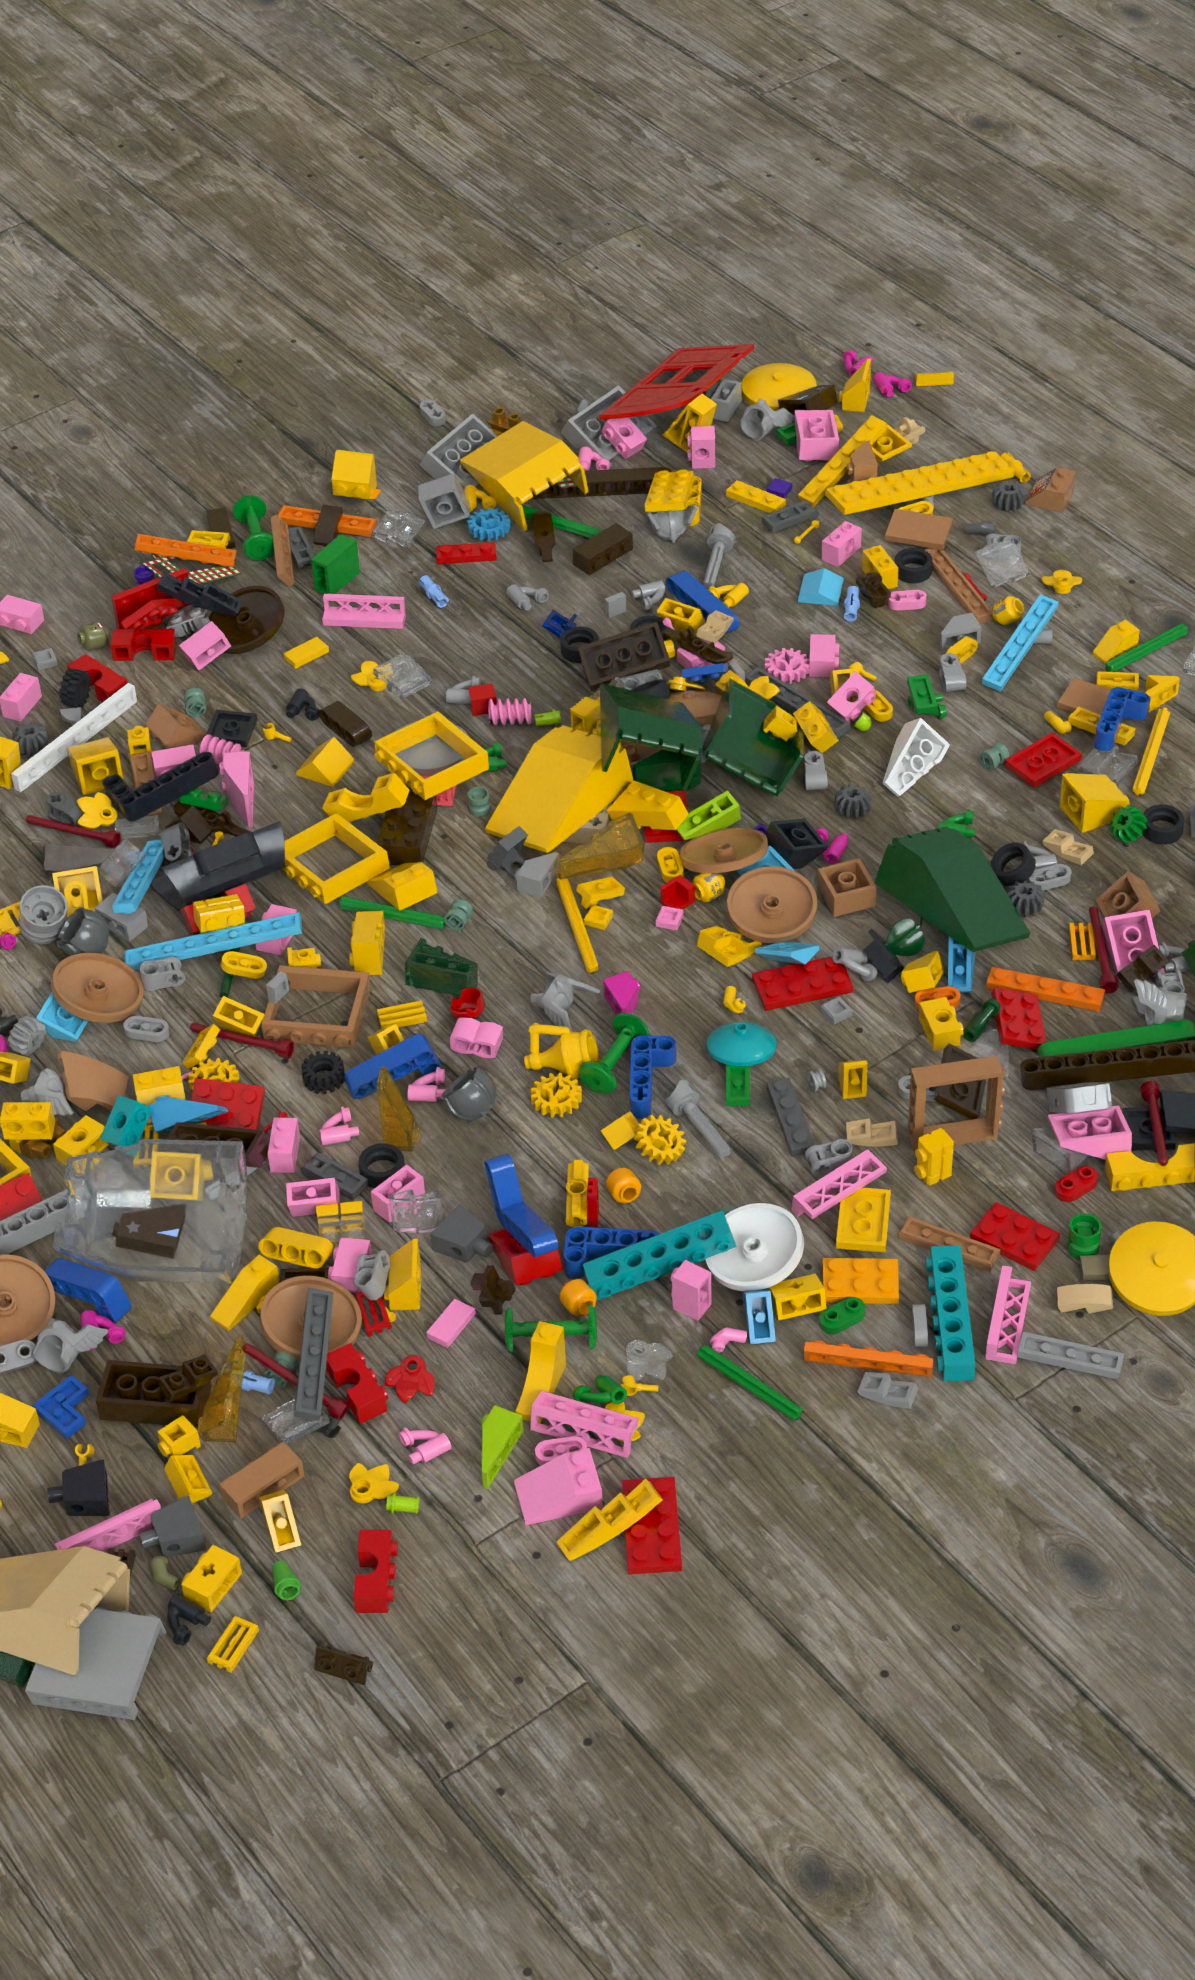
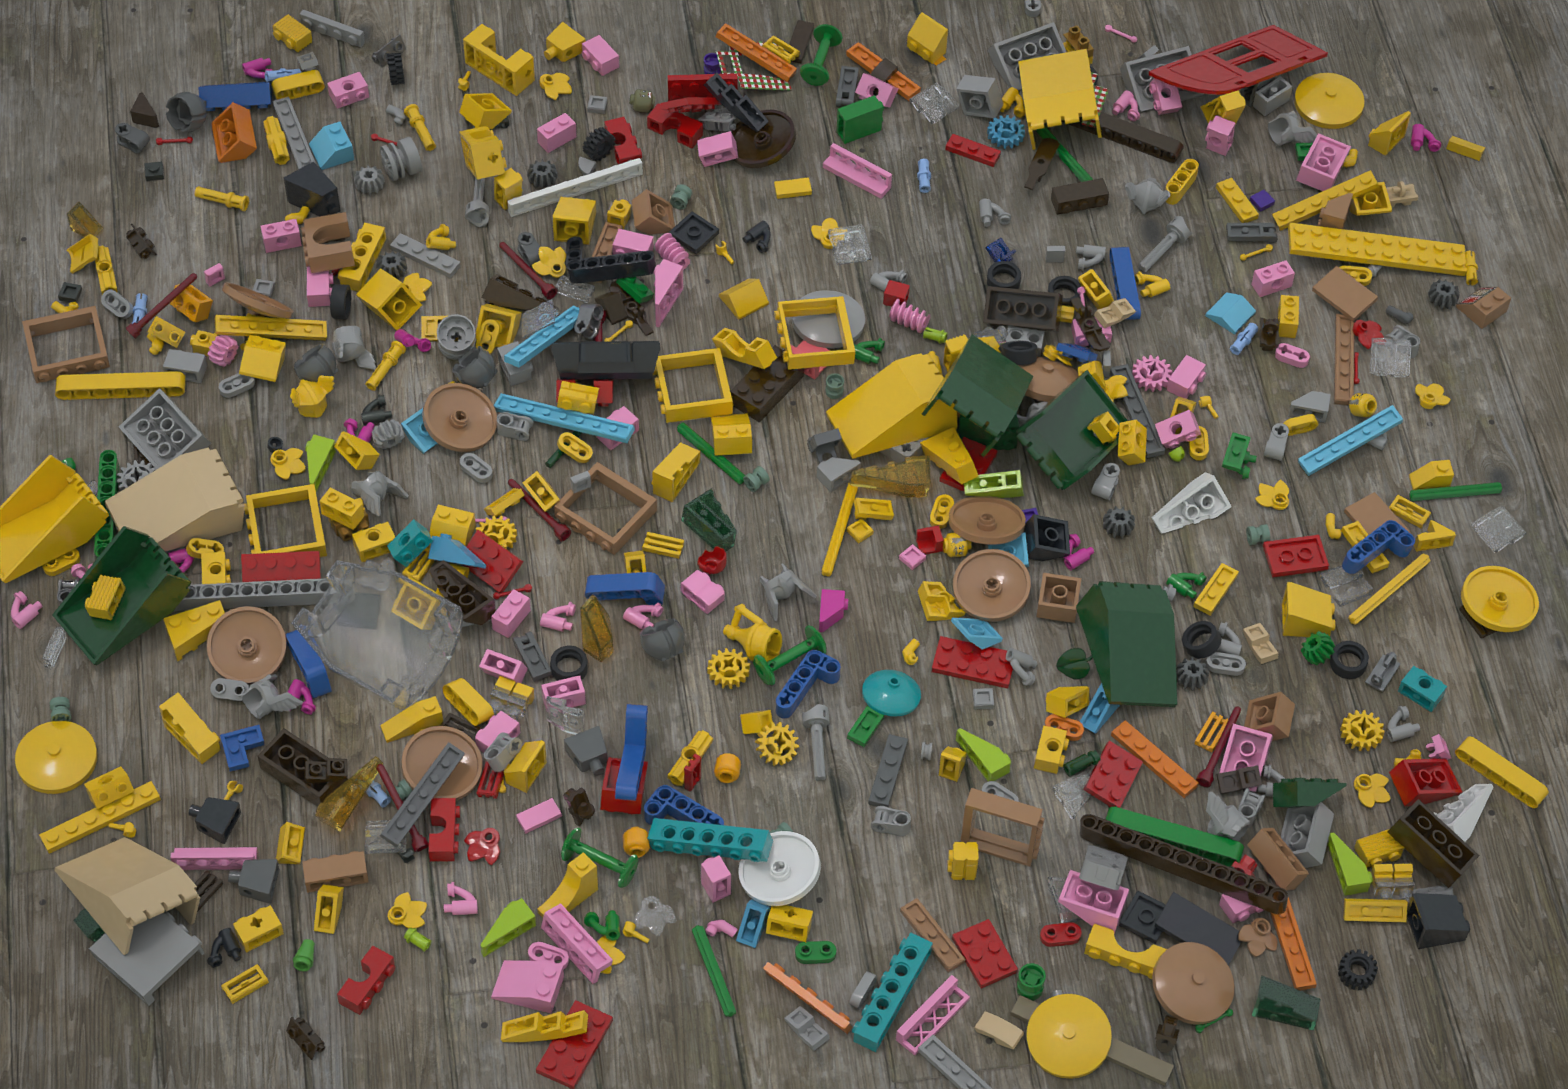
camera: 25 degrees right, 10 degrees up
(91, 1081) = (409, 496): medium nougat slope -> none
(151, 1230) = (375, 640): dark brown slope -> none
(160, 1574) = (228, 907): olive arm -> none
(178, 1437) = (299, 810): yellow brick -> none
(282, 550) = (828, 86): medium nougat tile -> none
(304, 958) = (620, 464): yellow brick -> none
(323, 531) = (869, 83): none -> bright pink brick
(325, 1081) = (576, 557): black tyre -> none
(345, 723) = (780, 268): dark brown beam -> none
(523, 407) = (1108, 28): none -> bright pink hinge
(669, 491) = (1160, 168): yellow plate -> none
(815, 398) = (1341, 127): dark brown slope -> none
(837, 1180) = (880, 843): bright pink fence -> none
(849, 358) = (1414, 108): dark pink plant -> none
(864, 1220) = (882, 883): yellow plate -> none
(864, 1278) = (847, 931): light orange plate -> none
(874, 1135) = (937, 816): tan slope -> none
(883, 957) = (1047, 671): black panel -> none
(883, 1057) = (985, 756): none -> lime slope
(917, 556) = (1315, 335): black tyre -> none
(961, 1097) = (1035, 793): dark brown plate -> none
(962, 552) = (1366, 331): none -> red plate
(983, 720) = (1272, 496): none -> yellow plate
(990, 819) = (1216, 589): none -> yellow plate
(1150, 1093) = (1166, 889): dark red piece -> none

